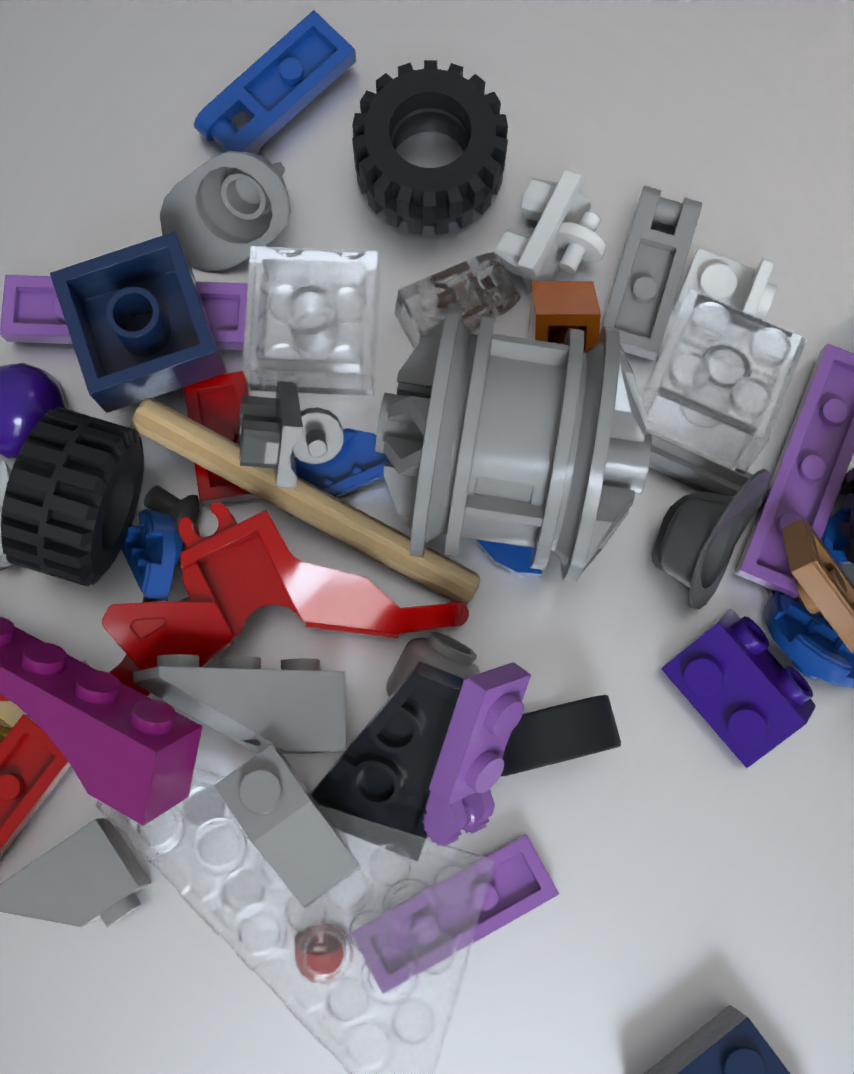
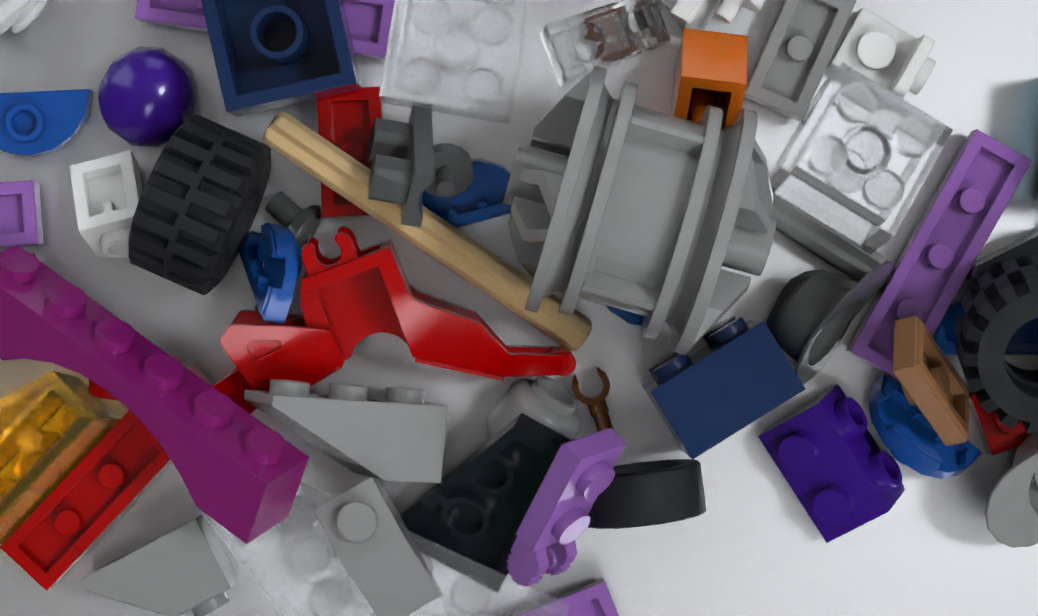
camera: 10 degrees right, 10 degrees up
(494, 656) = (596, 404): none -> reddish brown hand
(627, 608) = (721, 385): none -> dark blue brick

